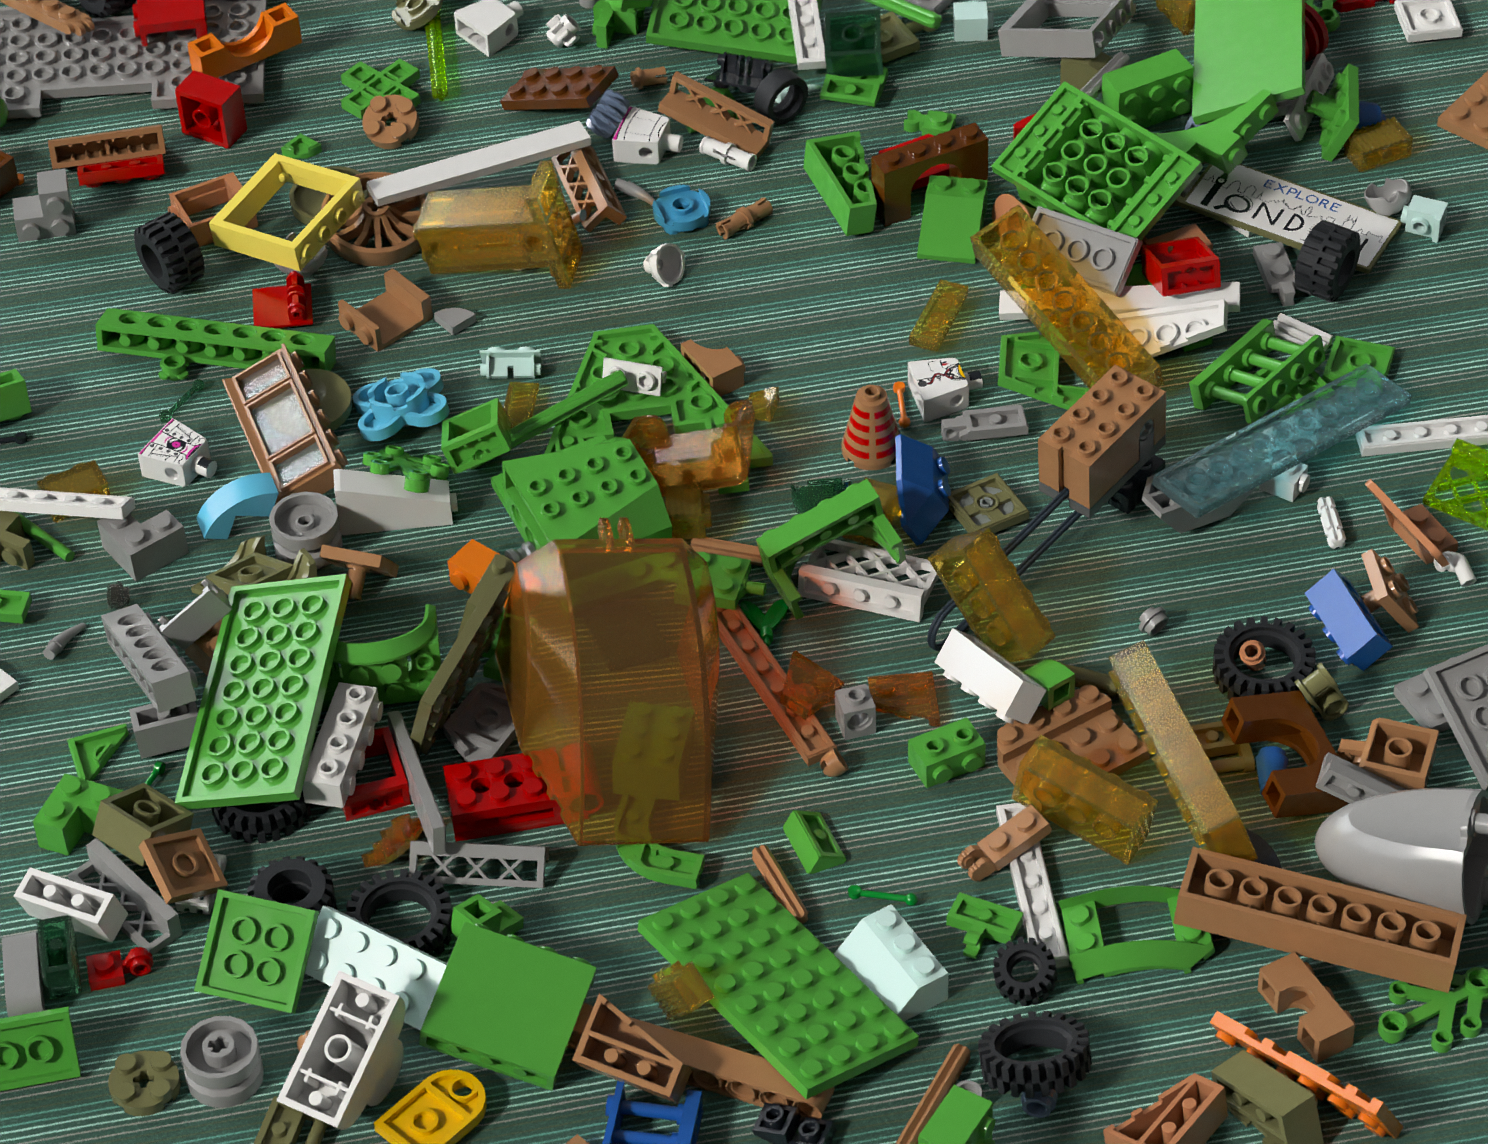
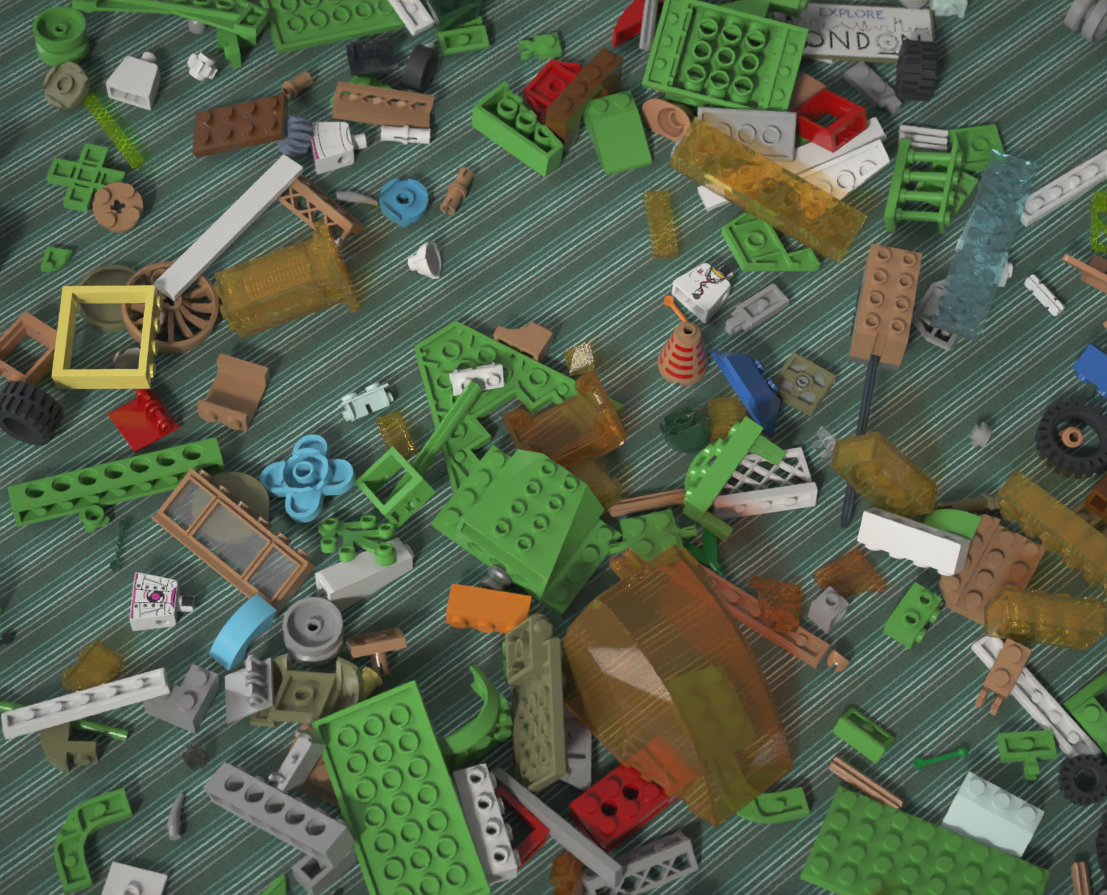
camera: 35 degrees left, 15 degrees up
(210, 552) = (249, 689): none -> light grey hinge
(454, 319) = (291, 376): light grey tile -> none

